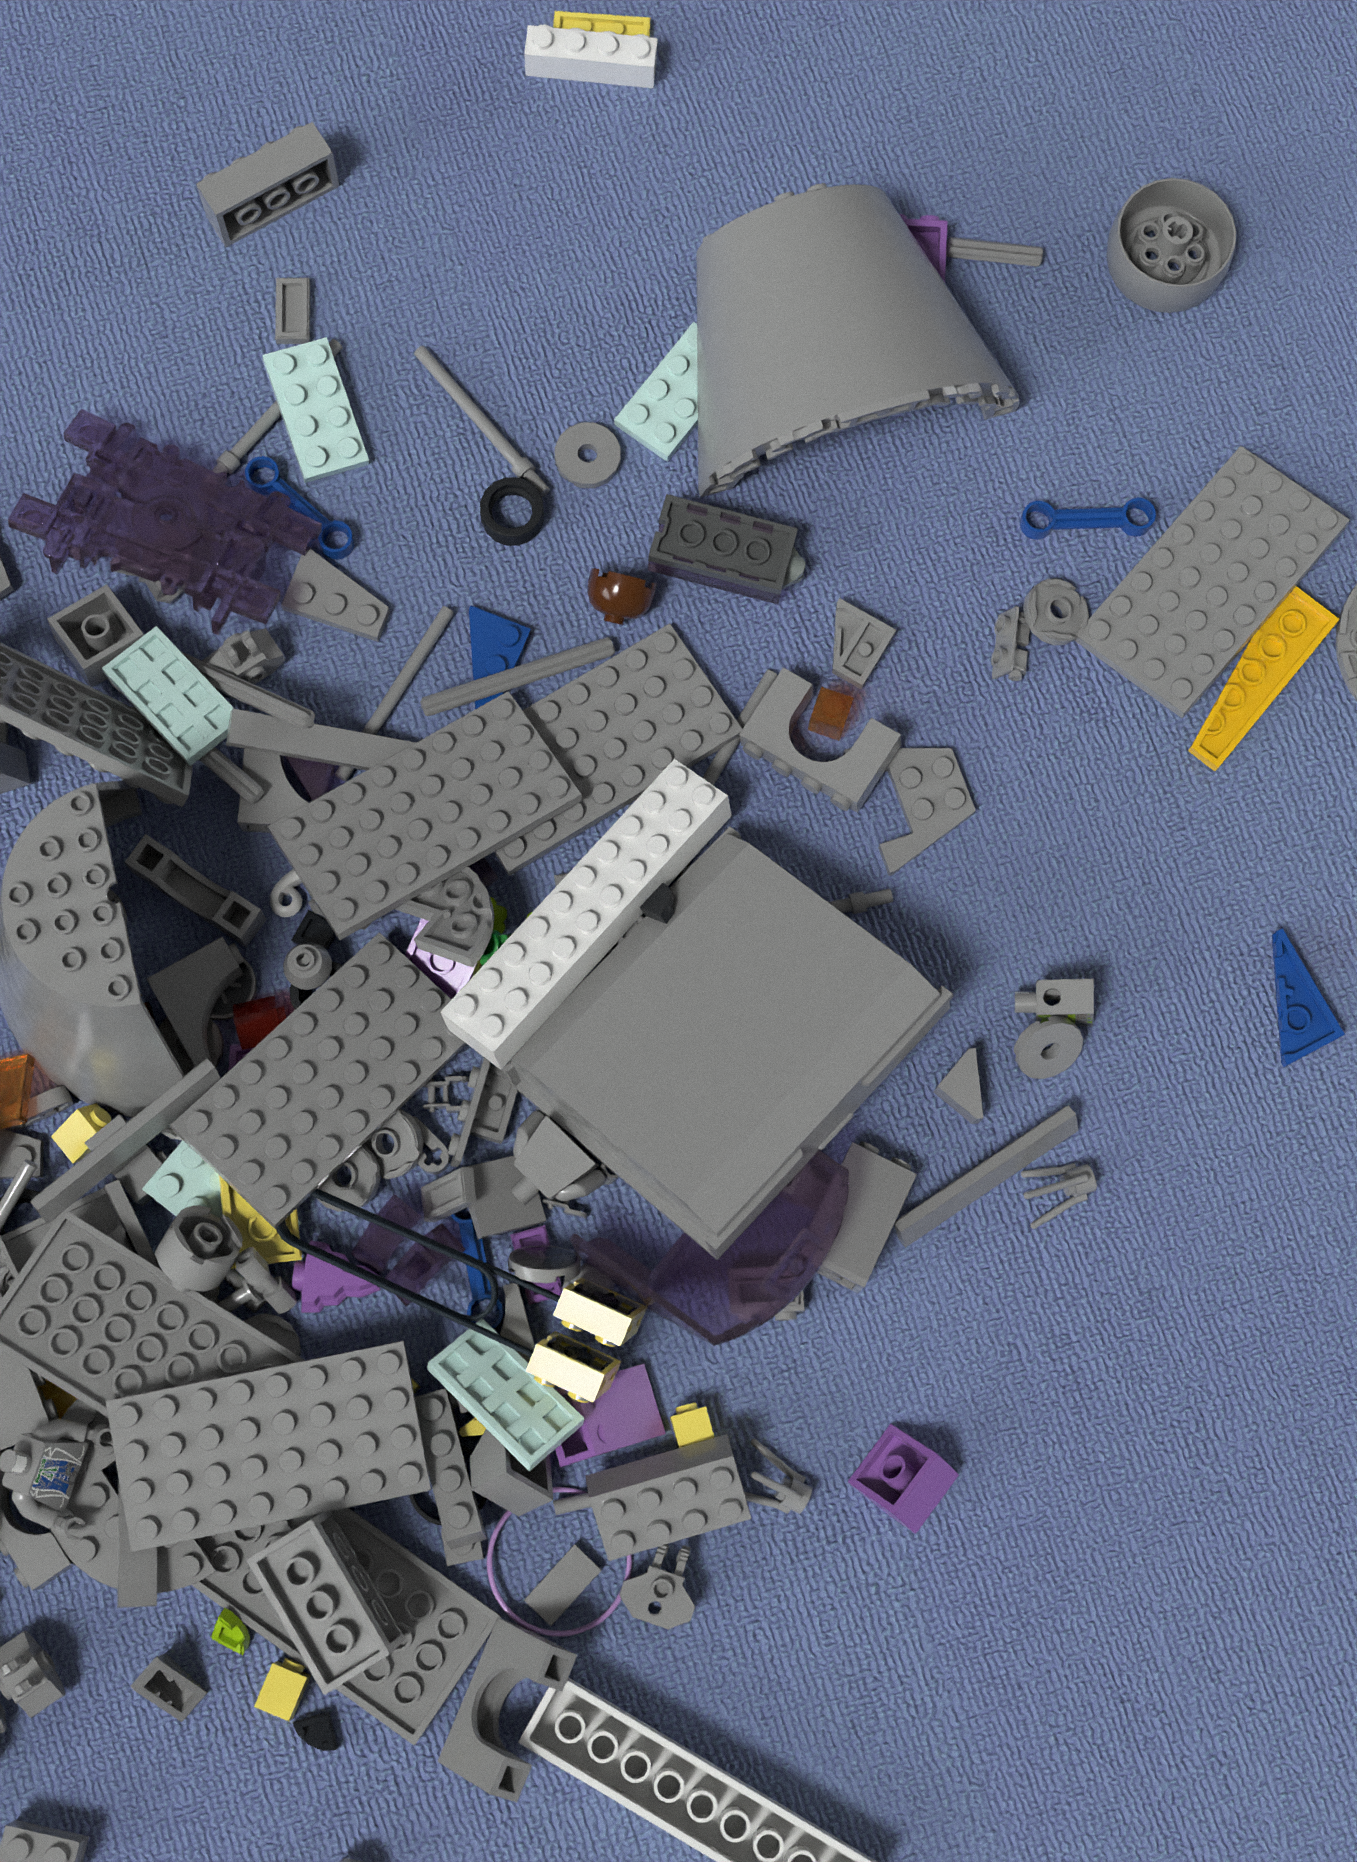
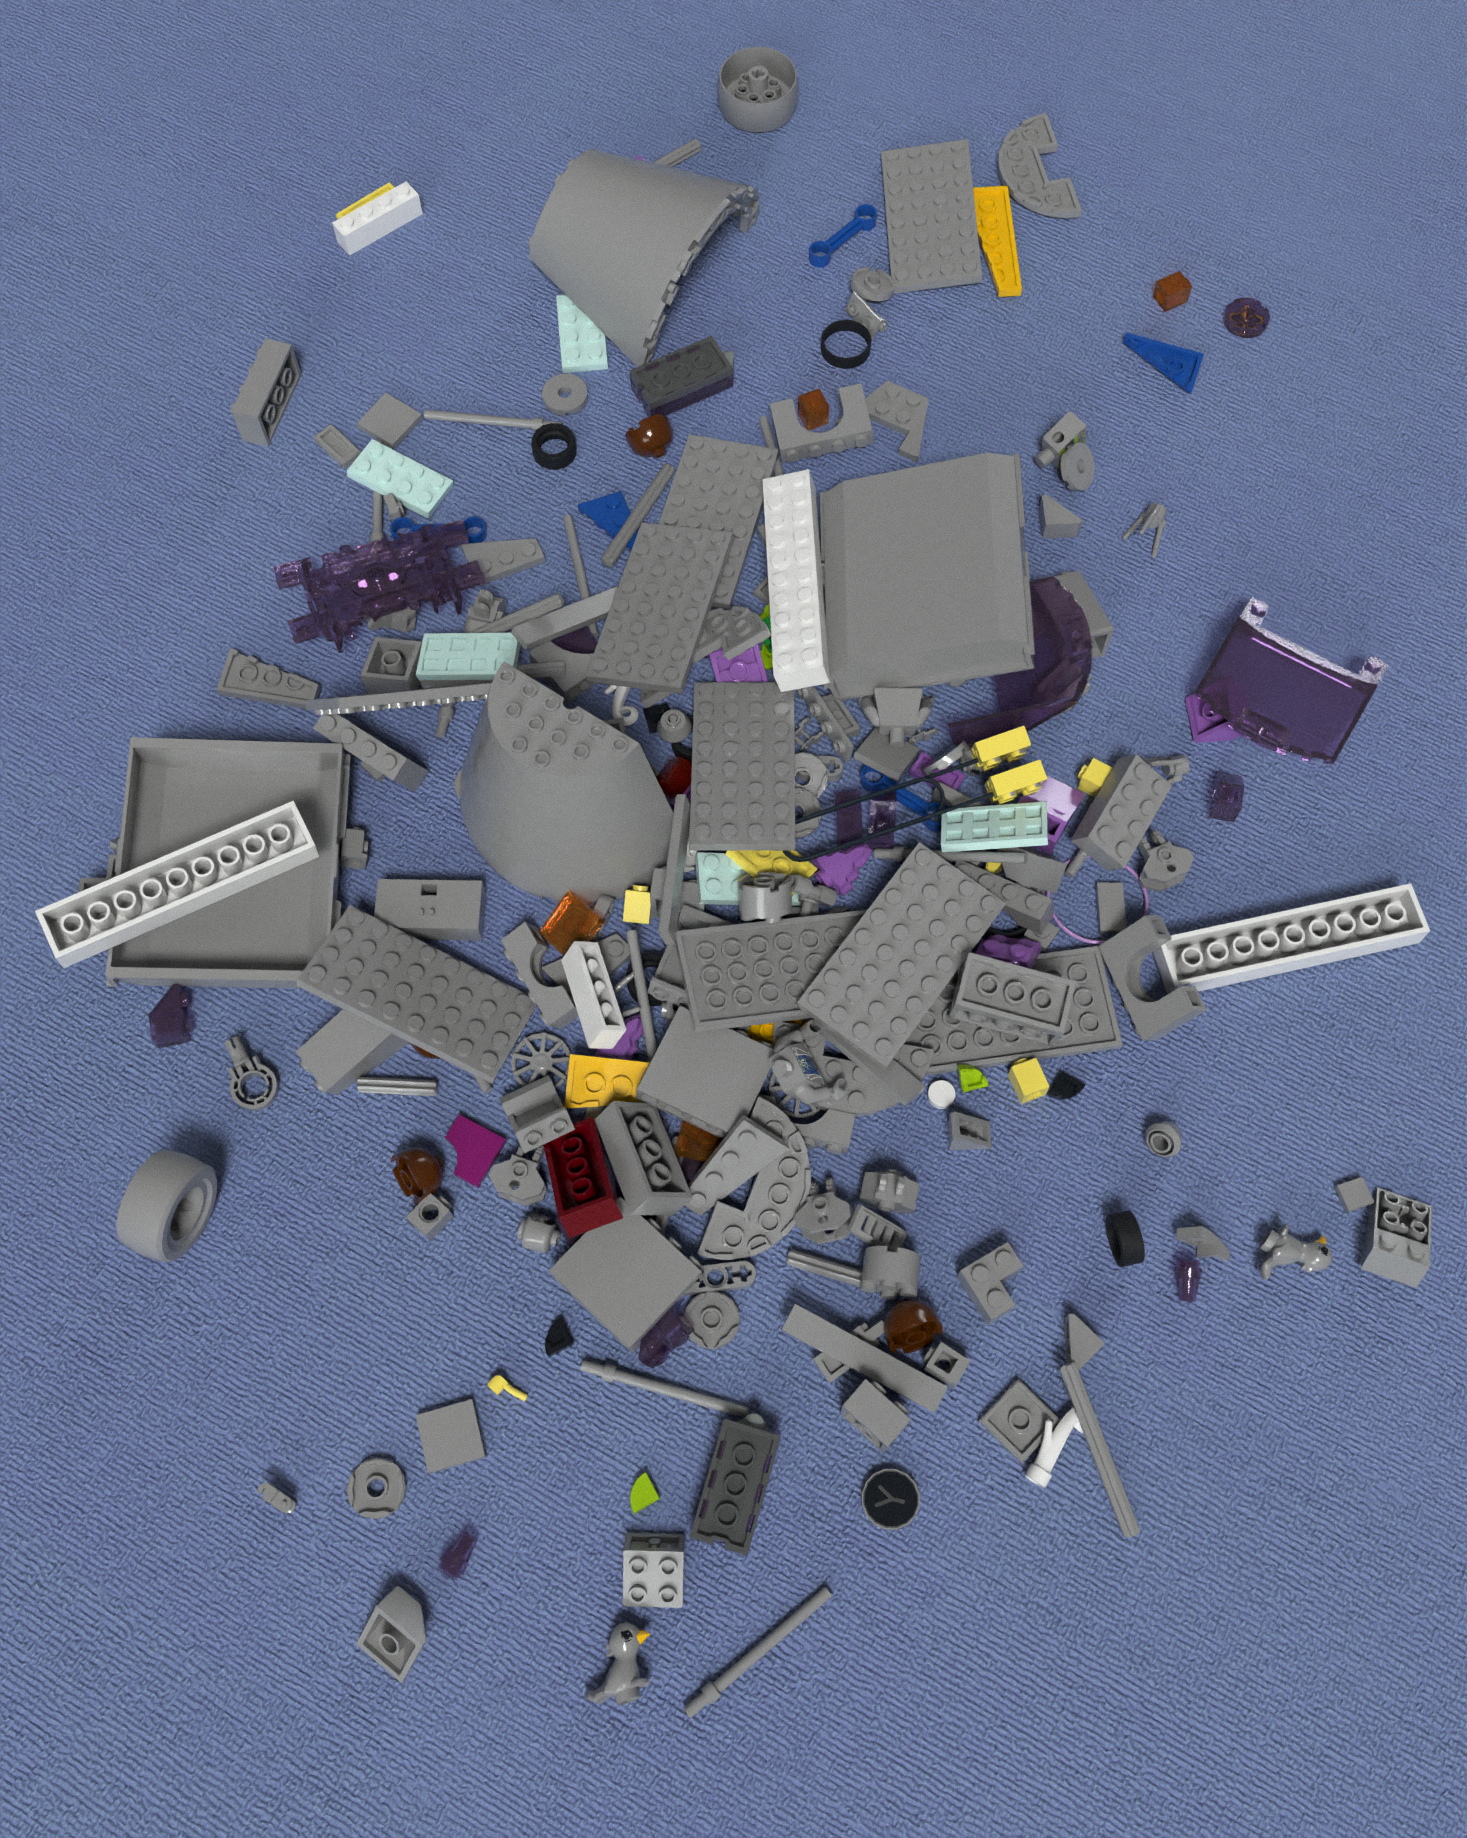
camera: 35 degrees left, 10 degrees down
(187, 1618) = (941, 1094): none -> white tile
(275, 441) = (394, 508): none -> light grey plate
(374, 326) = (389, 421): none -> light grey tile
(388, 1541) = (1010, 950): none -> medium lavender plate
(405, 1324) = (900, 854): none -> light grey bar
(448, 1194) = (861, 770): light grey tile -> none
(659, 904) = (828, 545): black tile -> none
(812, 1577) = (1226, 797): none -> clear purple slope
(858, 643) = (791, 371): light grey wing -> none
(960, 628) = (845, 325): none -> black tyre
(971, 1535) = (1285, 692): none -> clear purple windscreen
(986, 1176) = (1110, 545): light grey tile -> none

